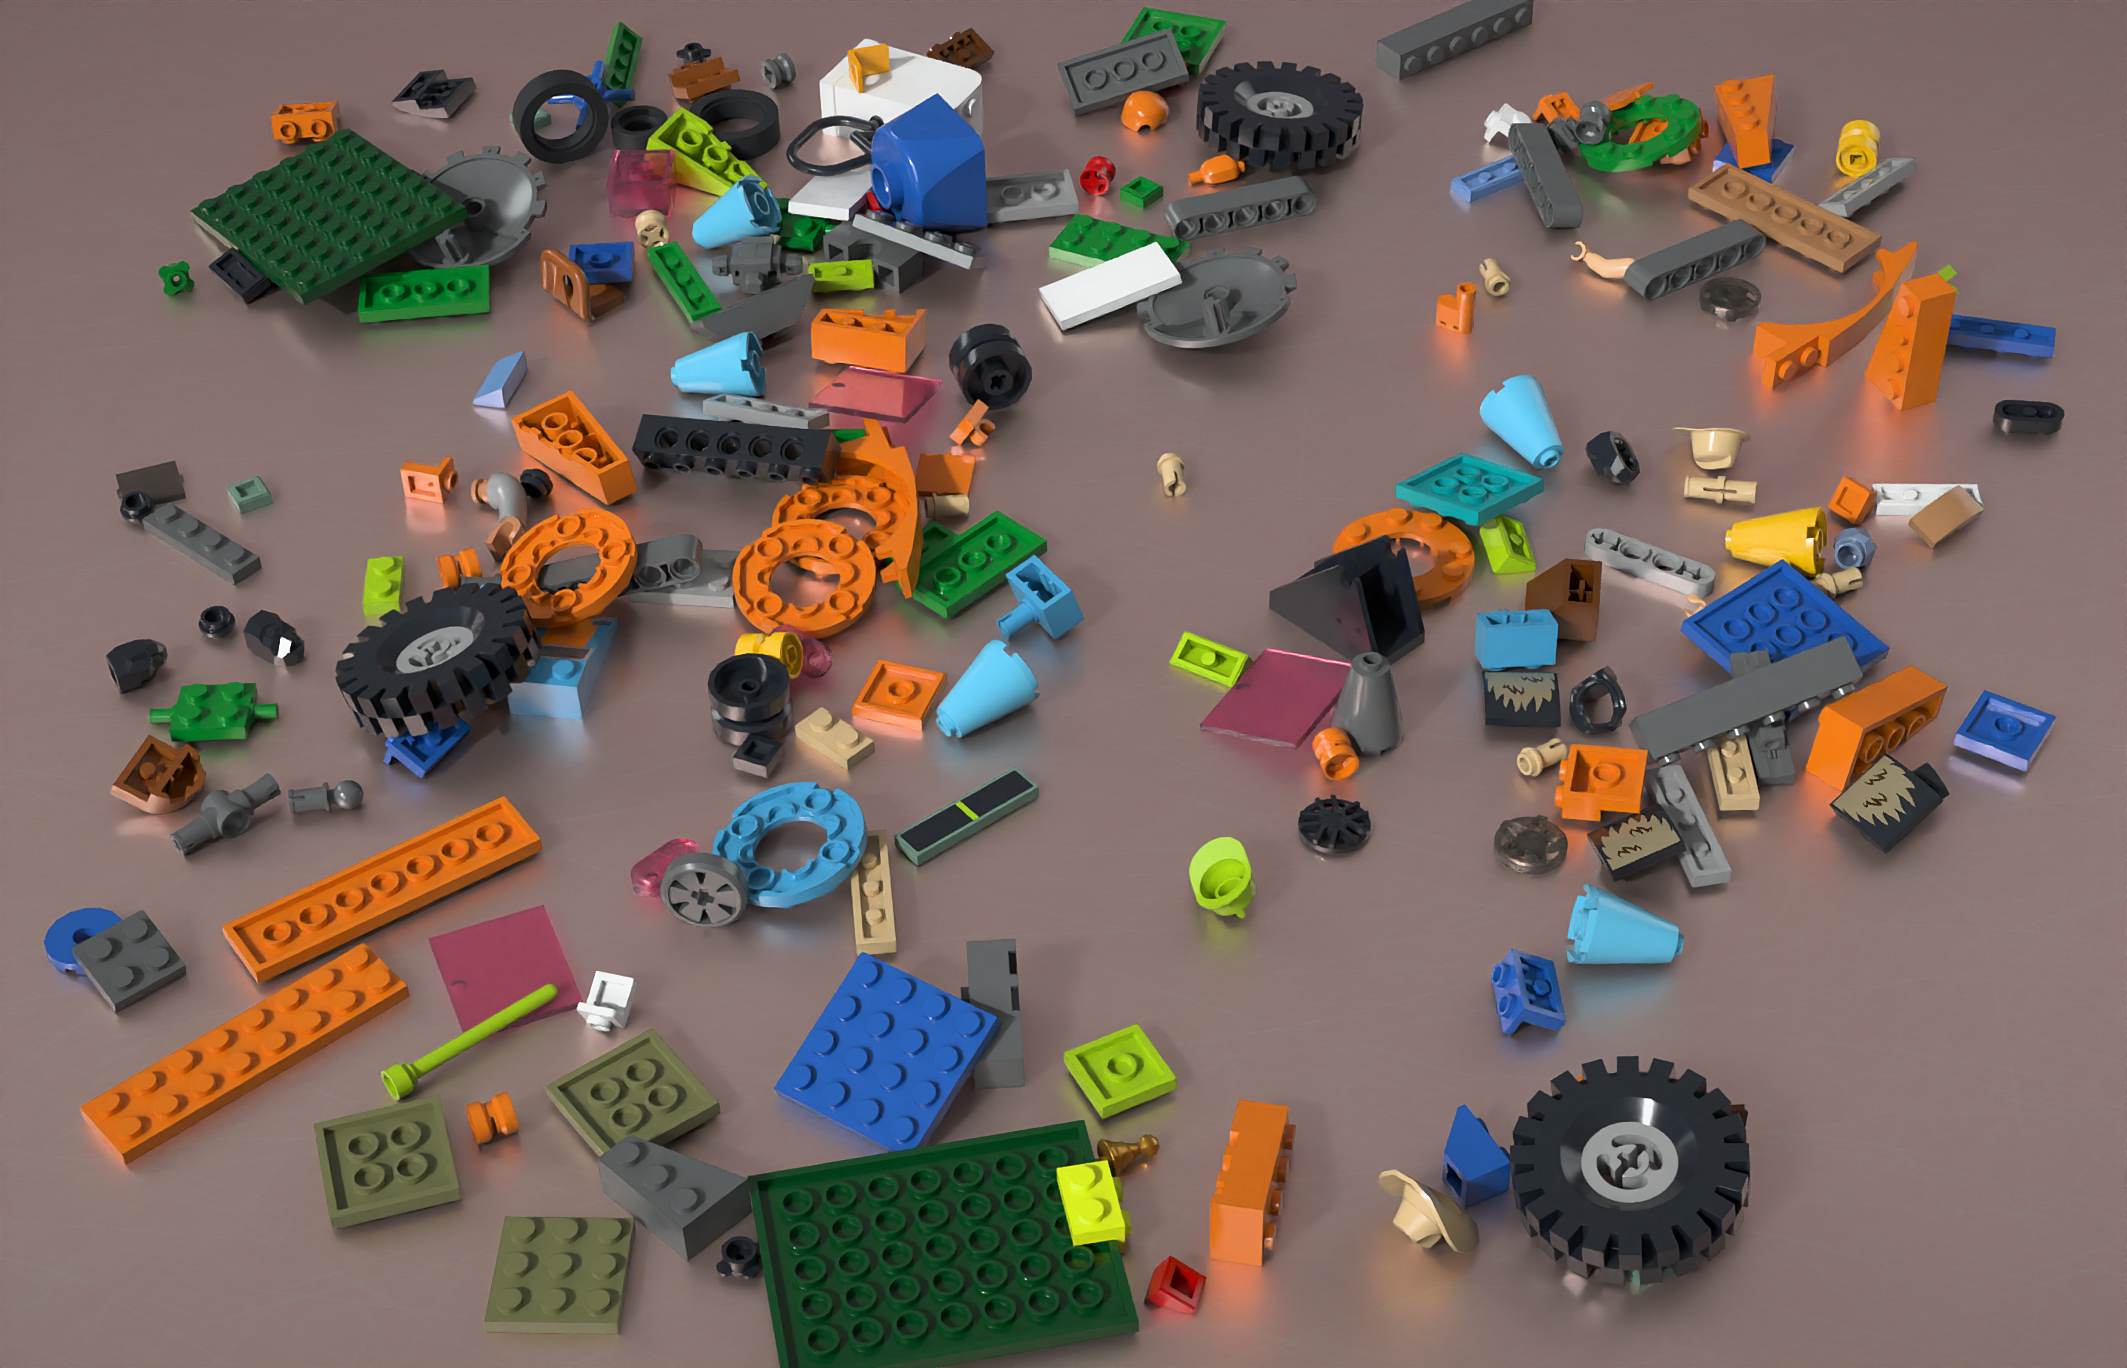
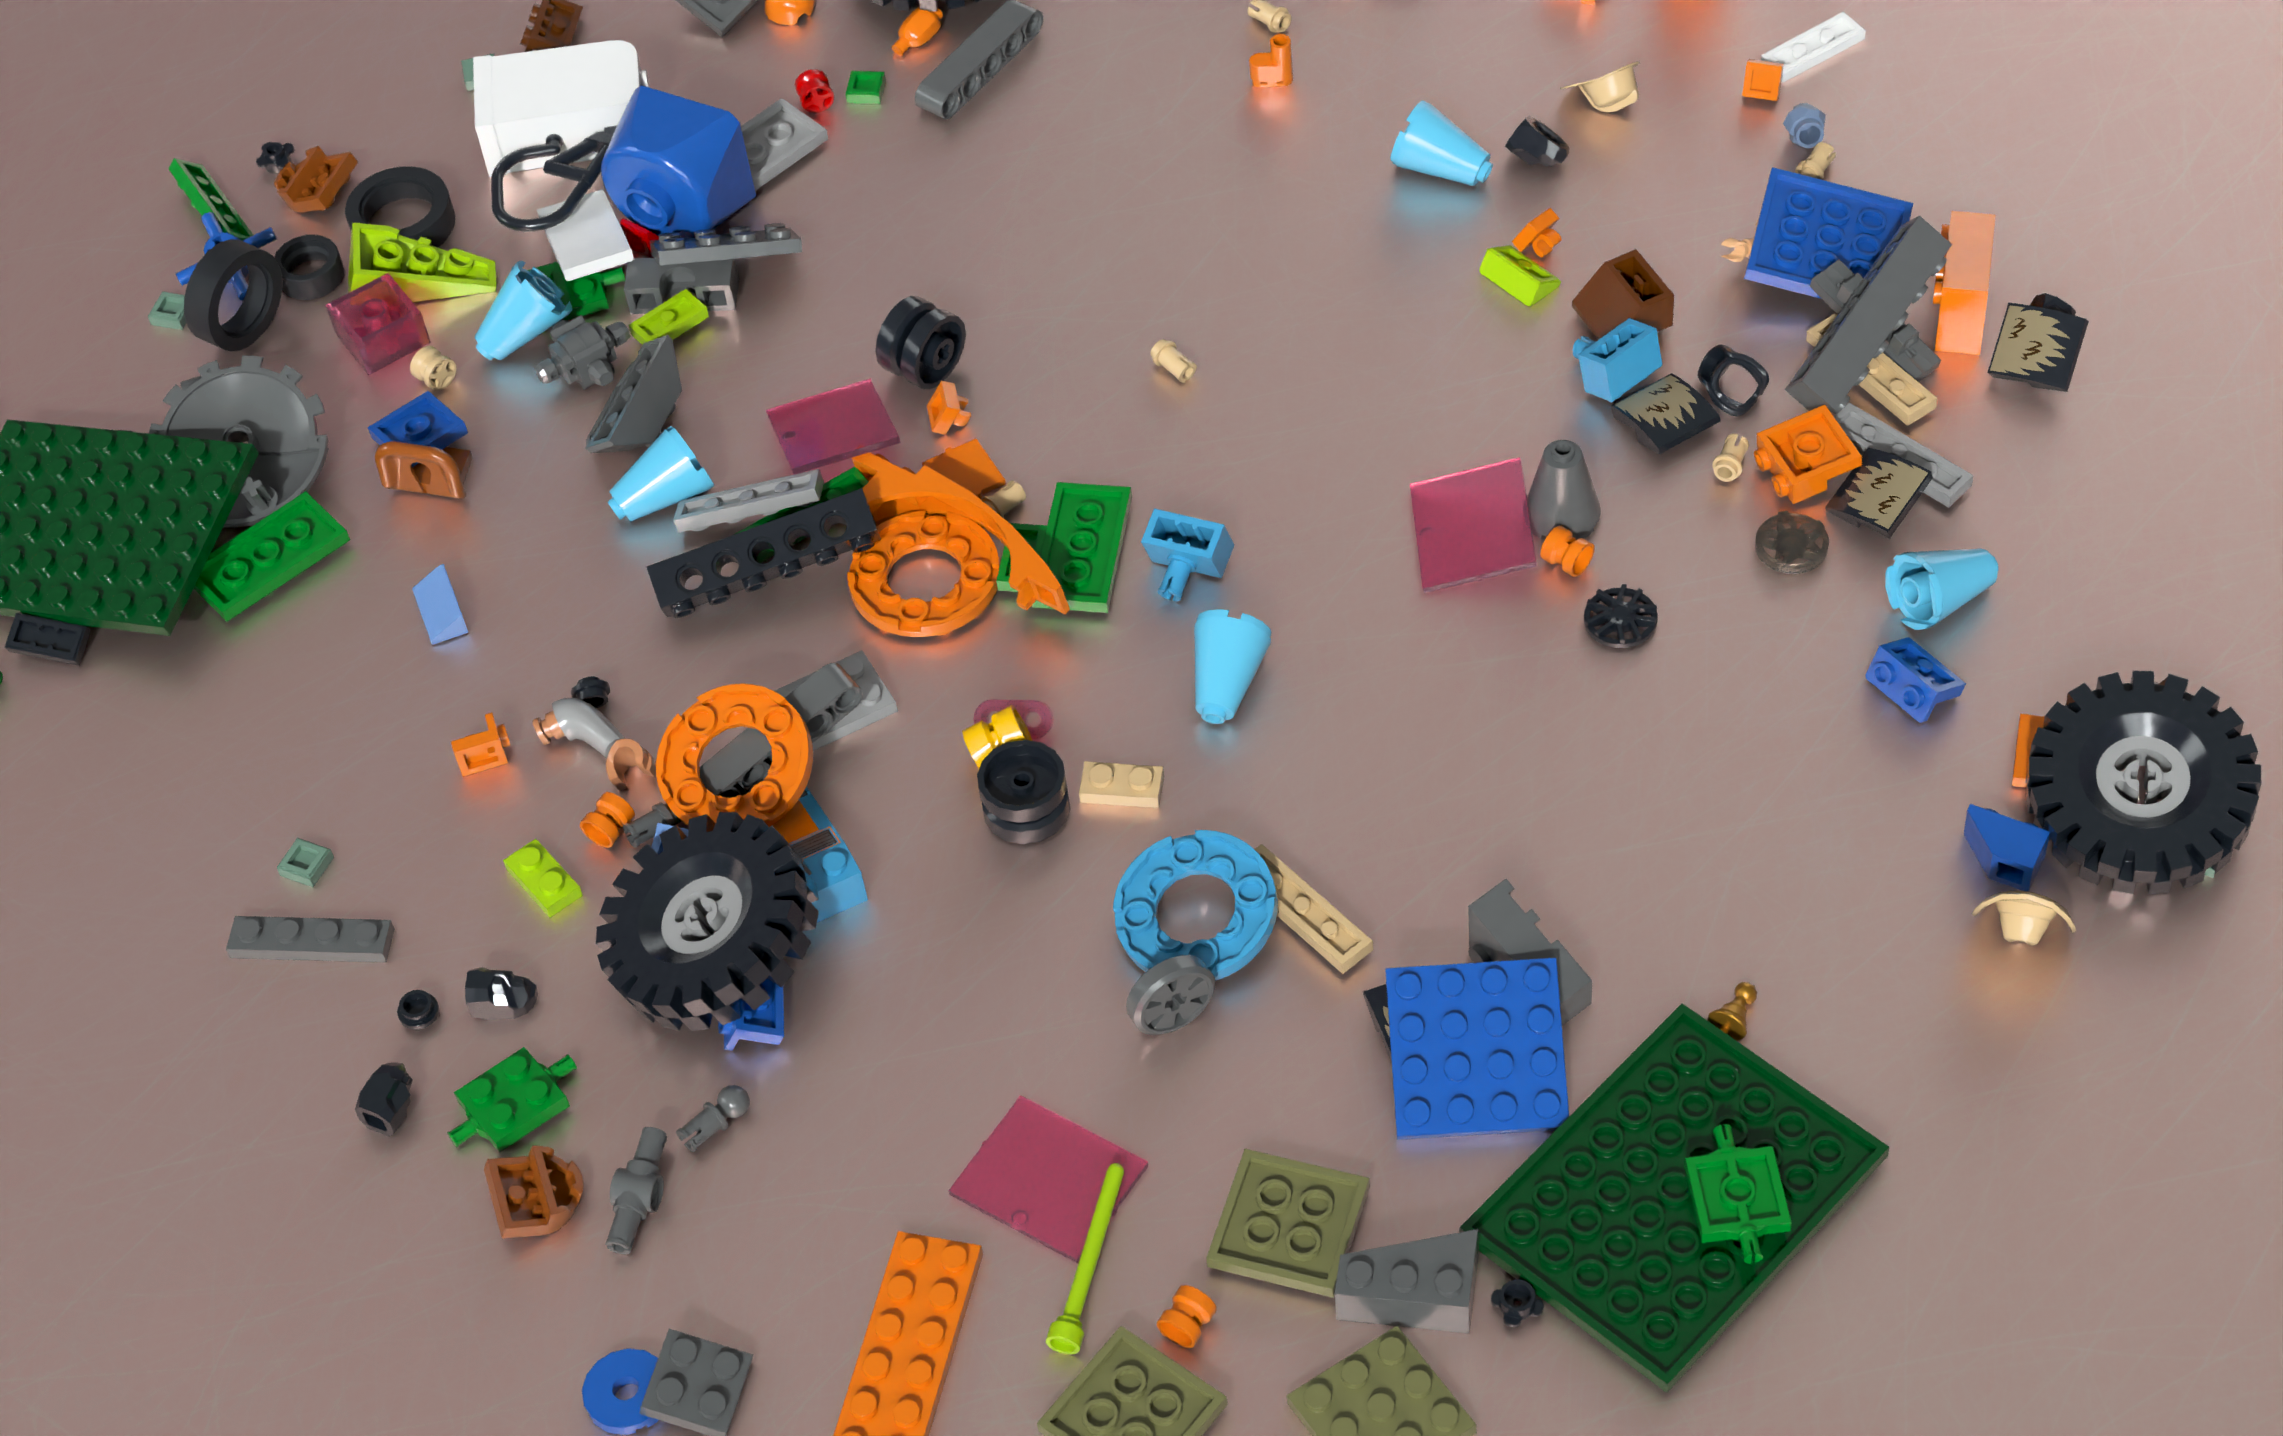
camera: 30 degrees left, 10 degrees up
(137, 506) = (206, 940): black plate -> none
(159, 481) = (189, 910): clear smoke piece -> none
(381, 889) = (860, 1172): orange plate -> none
(433, 94) = (42, 336): black slope -> none
(575, 446) = (601, 634): orange wedge -> none
(608, 1001) = (1178, 1147): white bracket -> none
(649, 872) = (1097, 997): clear pink plate -> none
(682, 281) = (521, 408): green plate -> none
(758, 755) = (1075, 840): black plate -> none
(778, 70) = (385, 132): dark grey wheel -> none
(796, 539) = (951, 599): orange plate -> none
(867, 62) = (510, 86): light orange bracket -> none
(869, 340) = (771, 373): orange wedge -> none
(900, 695) = (1137, 709): orange tile -> none
(966, 816) = (1309, 789): tile -> none
(973, 1276) = (1737, 1194): none -> green plate
(1092, 1204) = (1762, 1071): neon yellow bracket -> none
(1095, 241) = (903, 158): green plate -> none
(1110, 286) = (939, 200): white tile -> none
(1120, 1071) = (1664, 942): lime plate -> none
(1175, 1286) = (1877, 1100): red slope -> none
(1210, 659) = (1375, 522): lime slope -> none
(1219, 299) = (1057, 164): dark grey piece -> none
(1223, 877) = (1588, 717): lime piece -> none
(1249, 1183) = (1864, 973): orange wedge -> none
(1357, 601) = (1456, 399): black ladder -> none
(1446, 541) = (1449, 375): orange plate -> none
(1469, 489) = (1451, 237): teal plate -> none
(1546, 520) = (1539, 234): none -> orange tile
(1612, 547) = (1649, 223): light grey beam -> none
(1696, 489) = (1647, 125): tan pin -> none
(1789, 536) = (1747, 149): yellow cone -> none
(1945, 515) = (1847, 56): medium nougat slope -> none
(2004, 730) = (2059, 229): blue plate -> none

